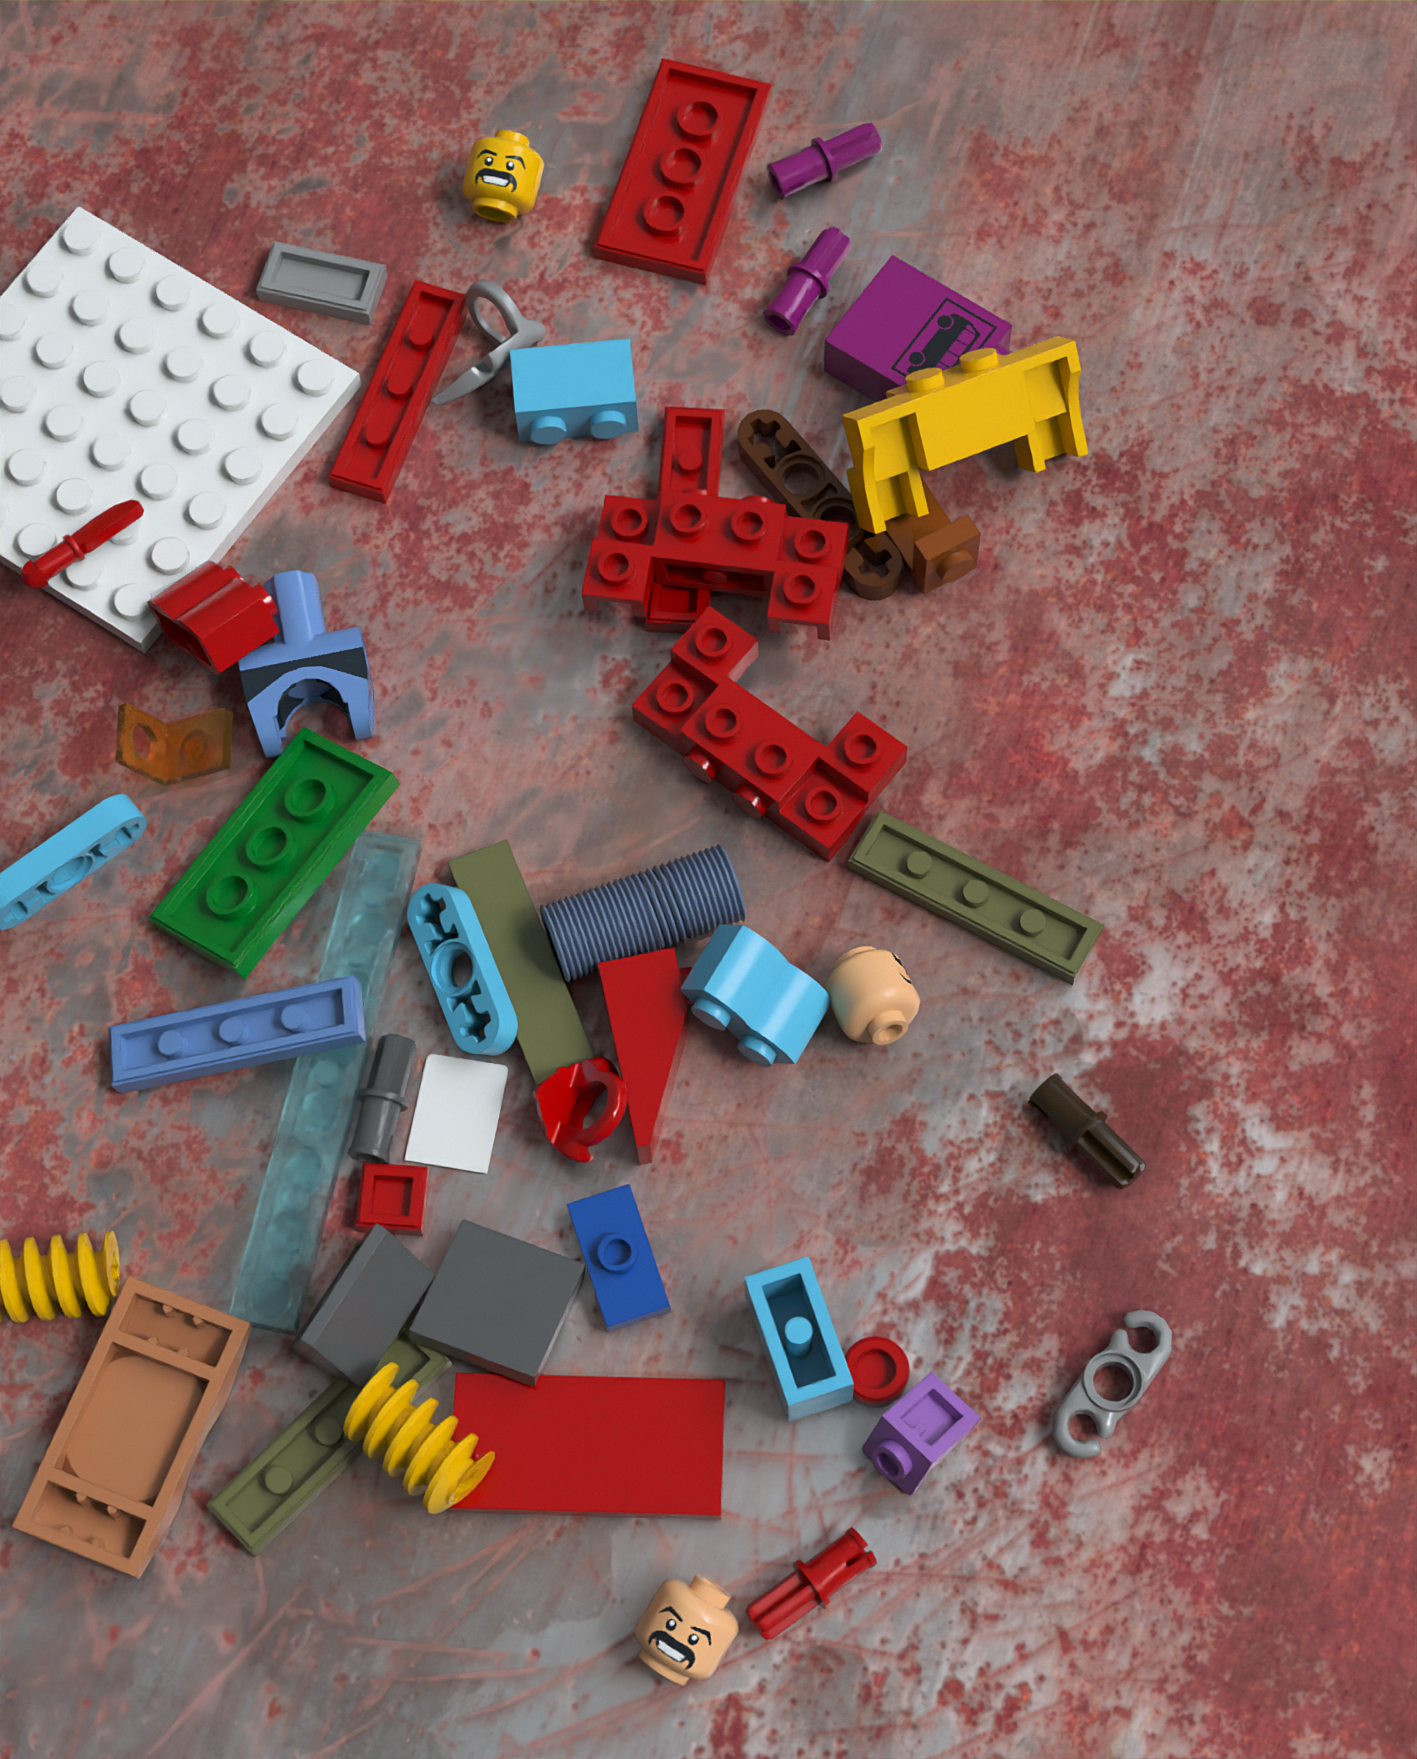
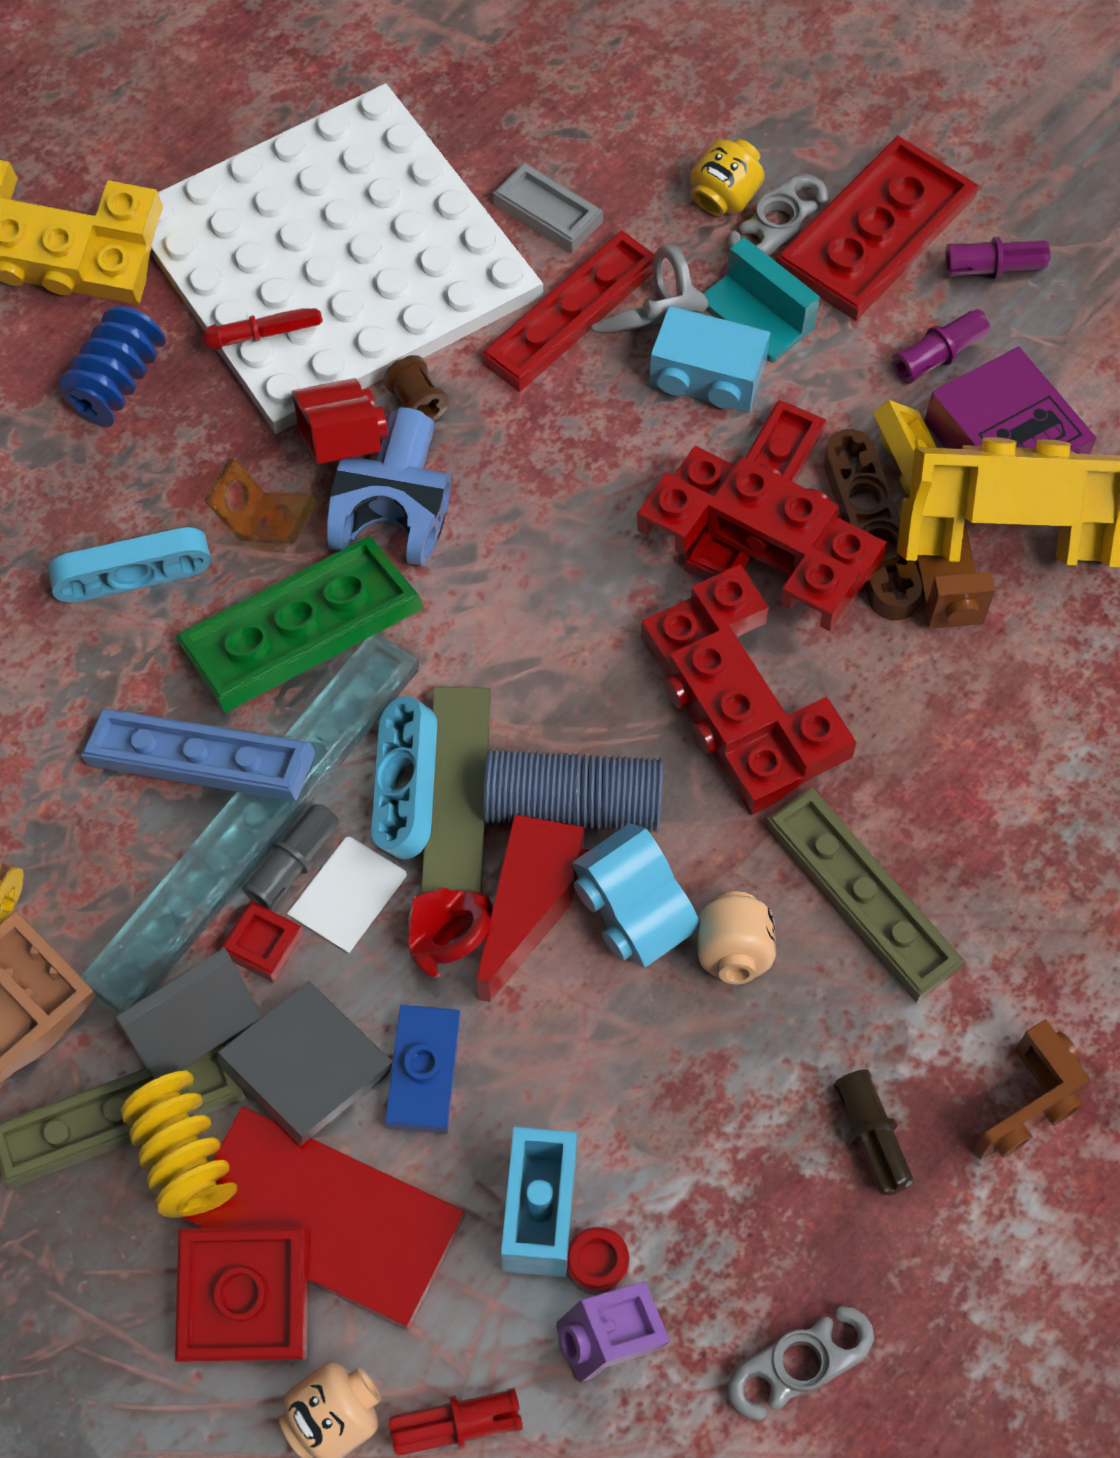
camera: 20 degrees right, 5 degrees down
(276, 545) = (411, 384): none -> reddish brown bush
(544, 1555) = (242, 1294): none -> red tile
(575, 222) = (784, 200): none -> light grey piece
(600, 301) = (764, 297): none -> teal panel
(817, 400) = (901, 433): none -> yellow plate
(1235, 994) = (1057, 1069): none -> dark orange bracket

